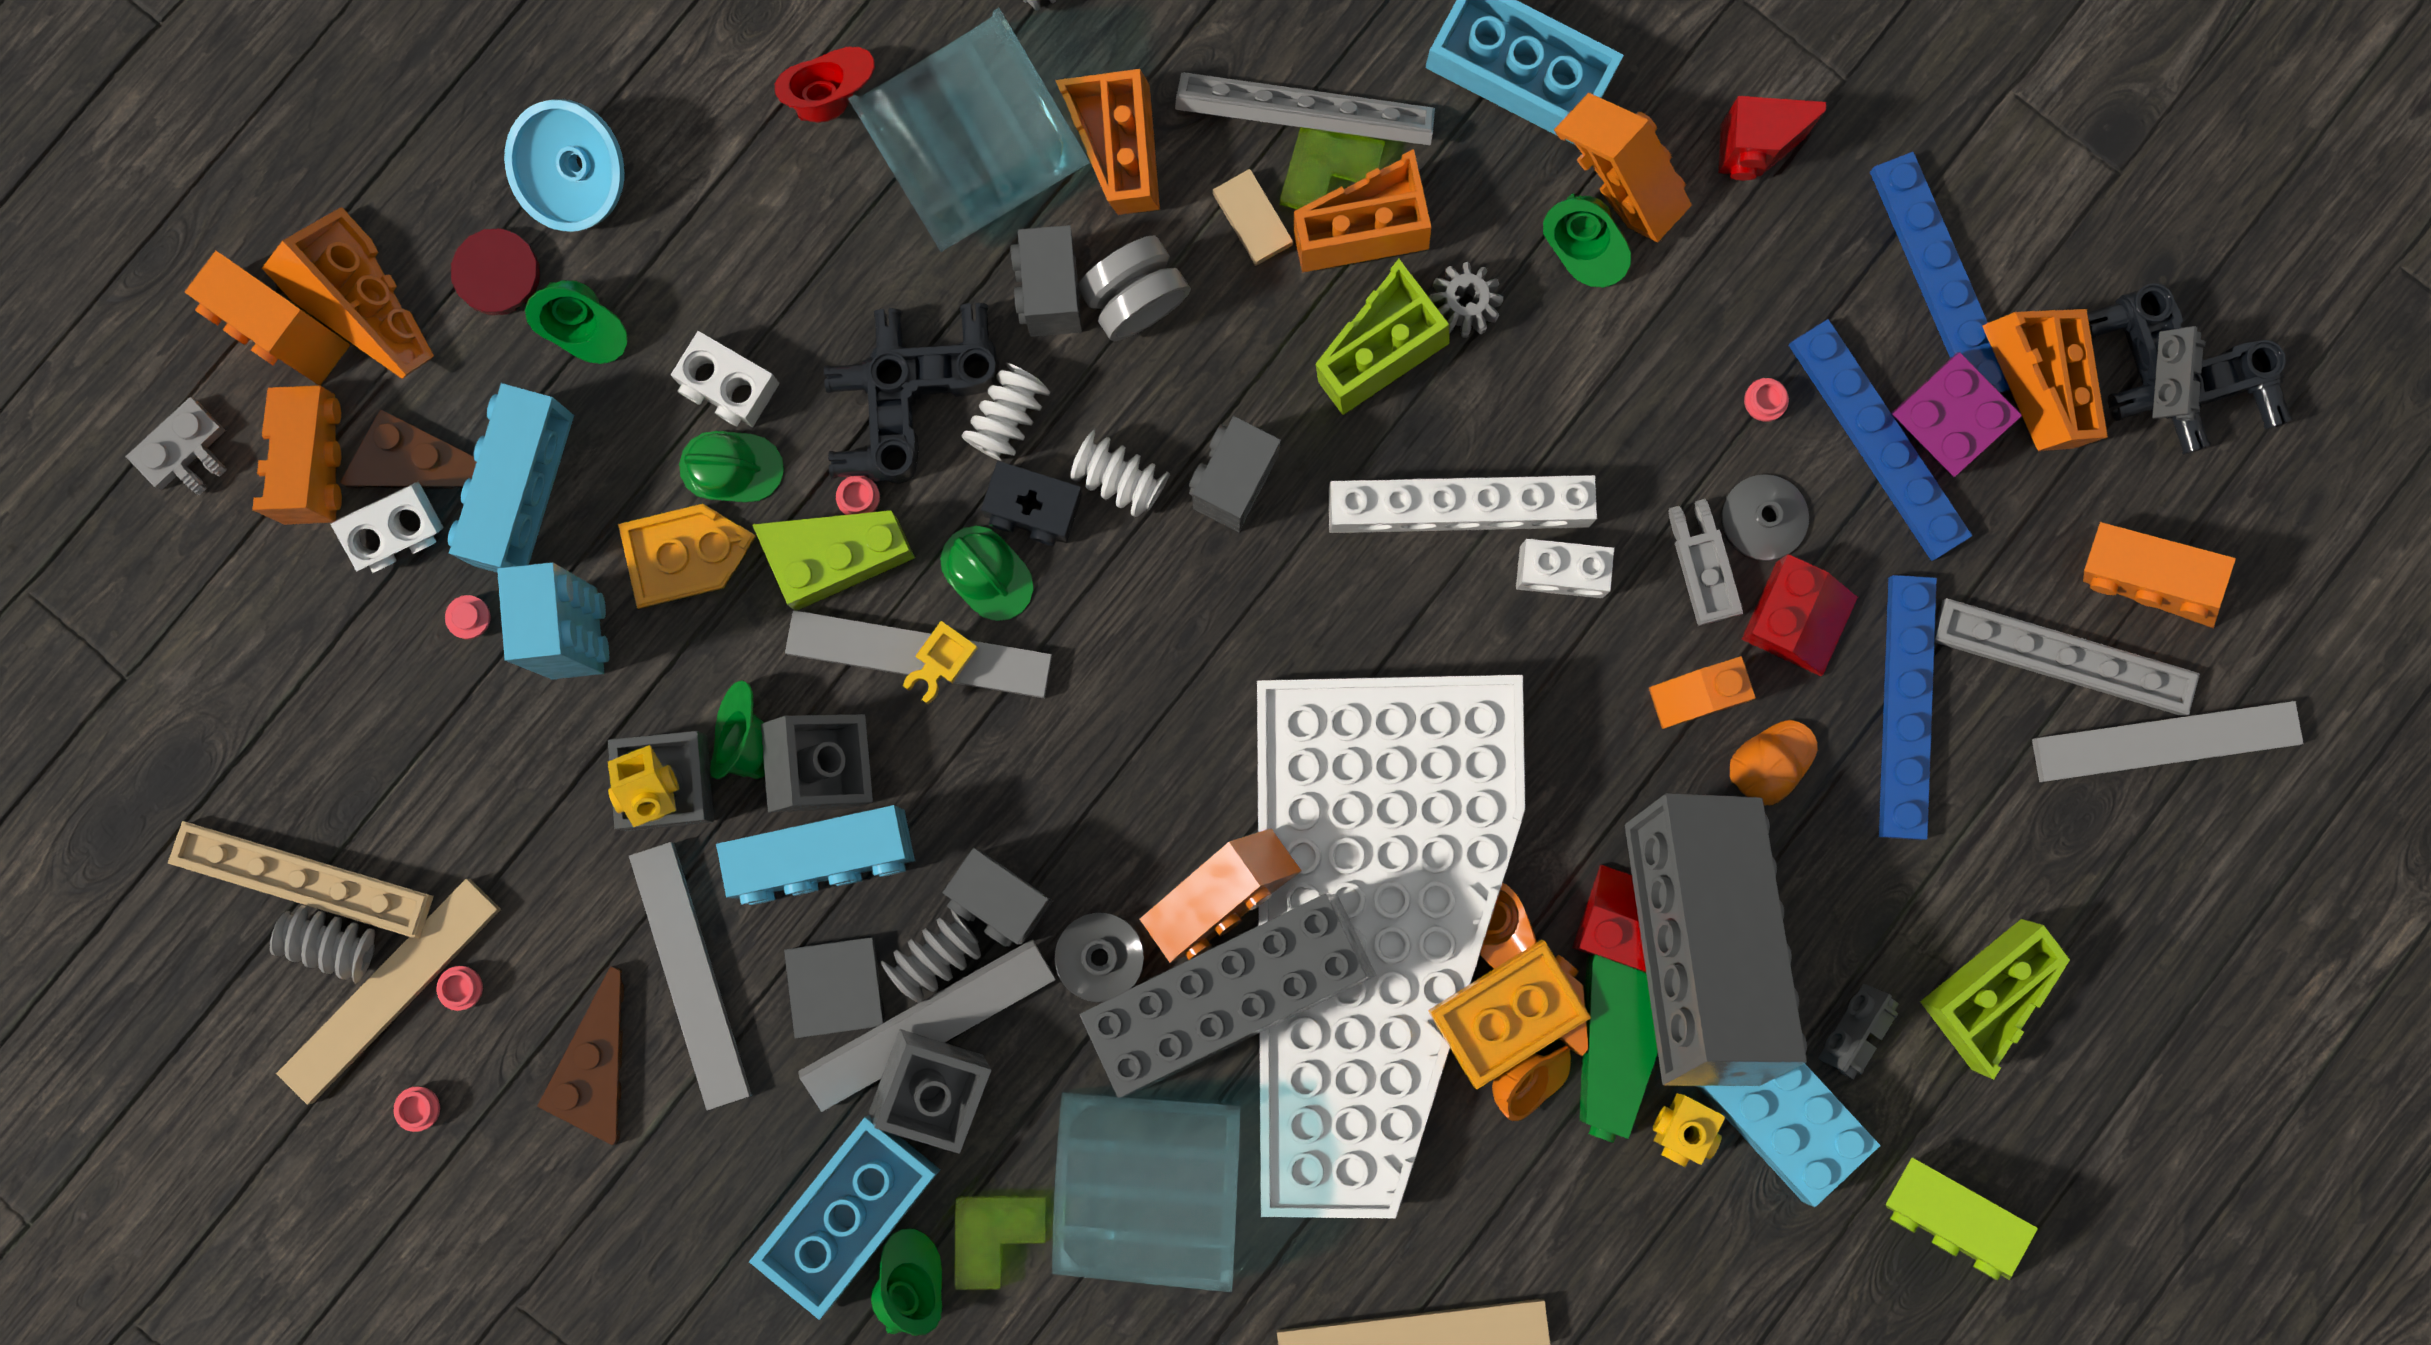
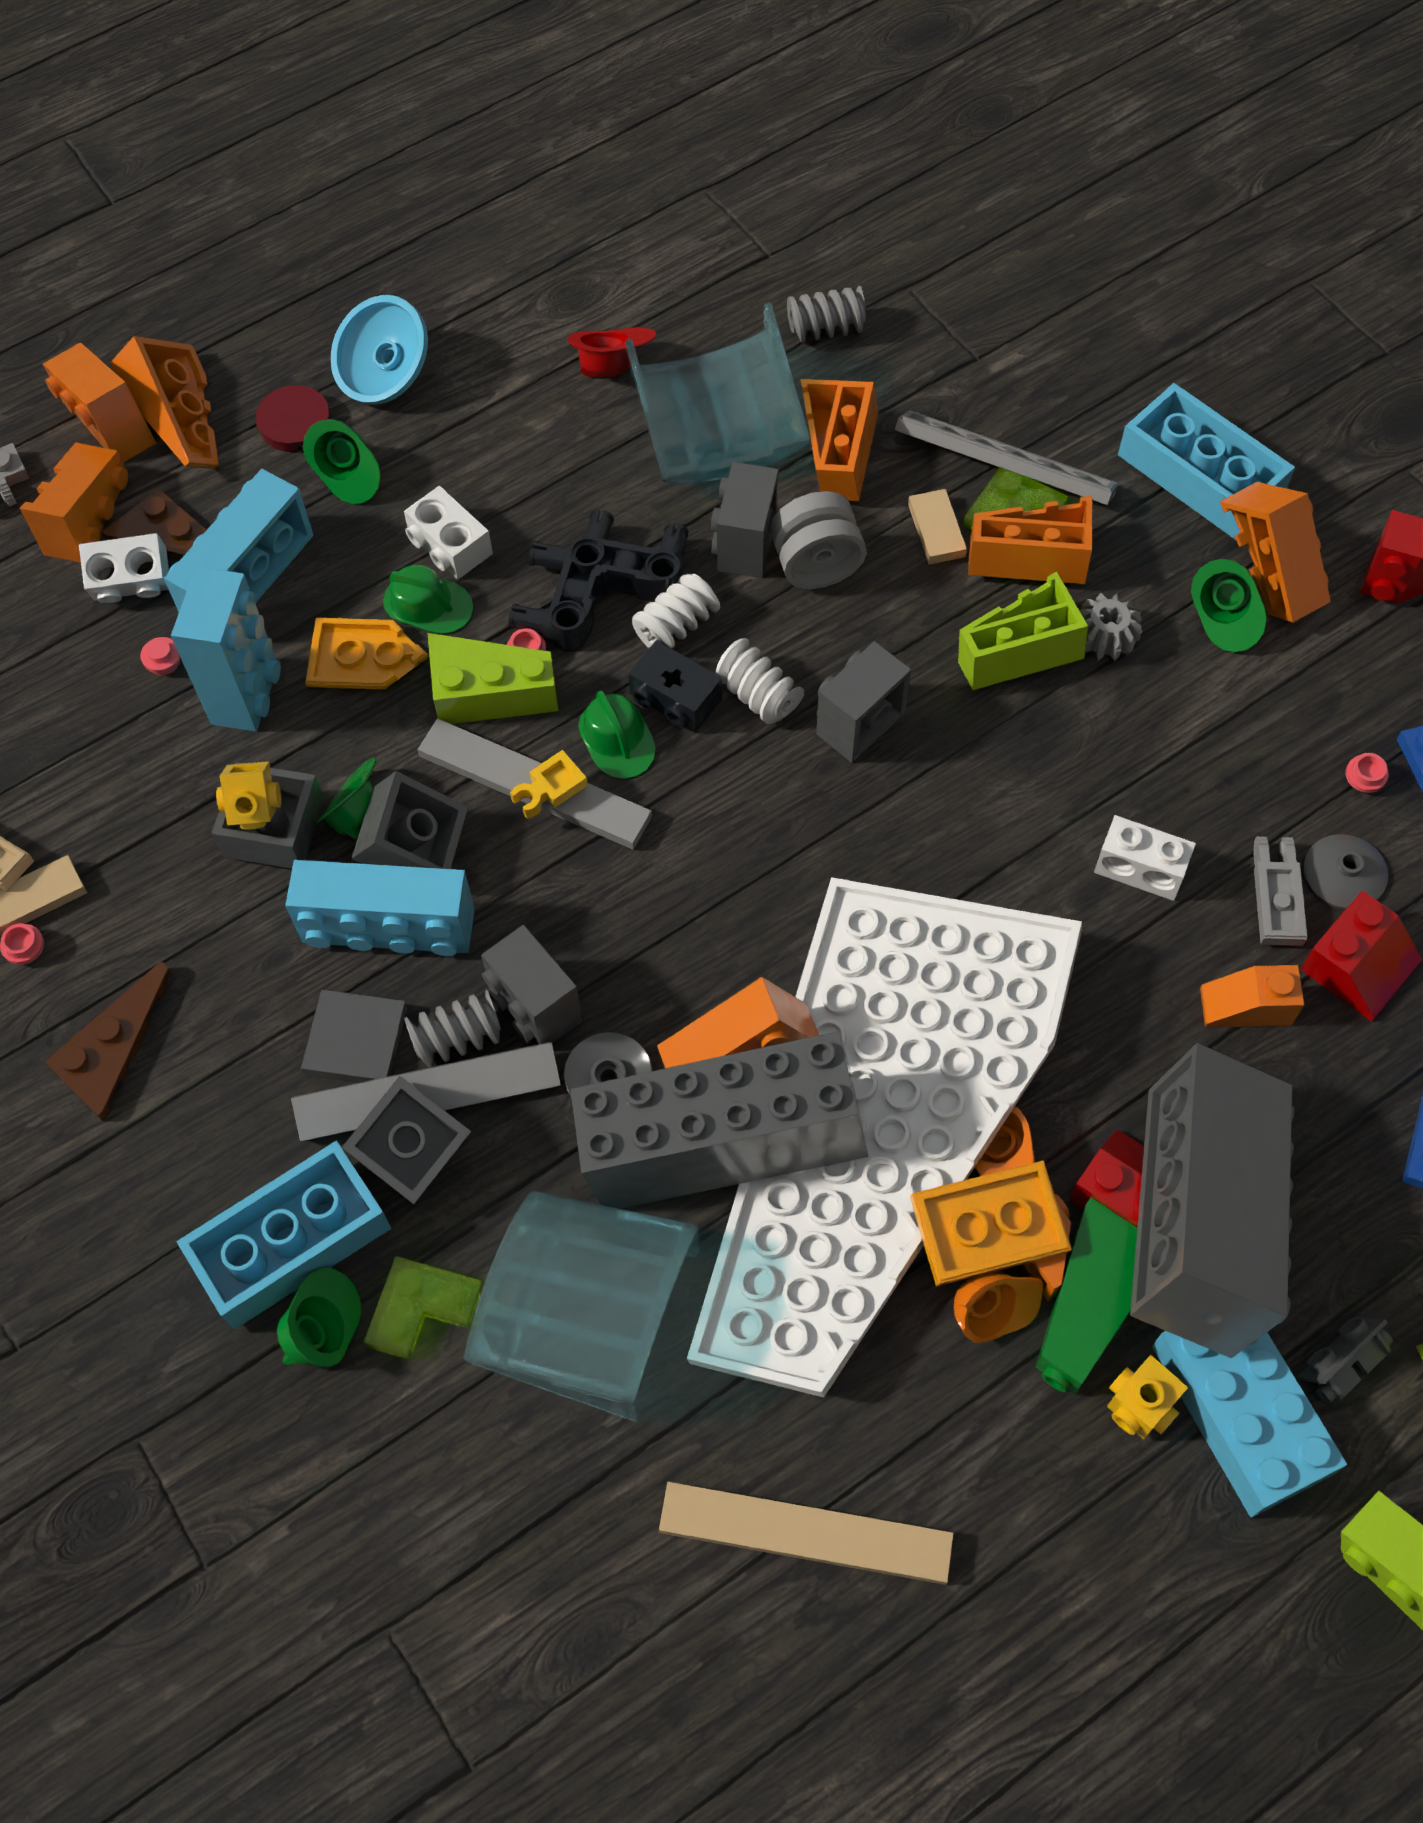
camera: 20 degrees right, 20 degrees down
(690, 976) = (228, 994): light grey tile -> none
(1462, 504) = (1060, 780): white brick -> none
(1774, 761) = (1317, 1081): orange piece -> none

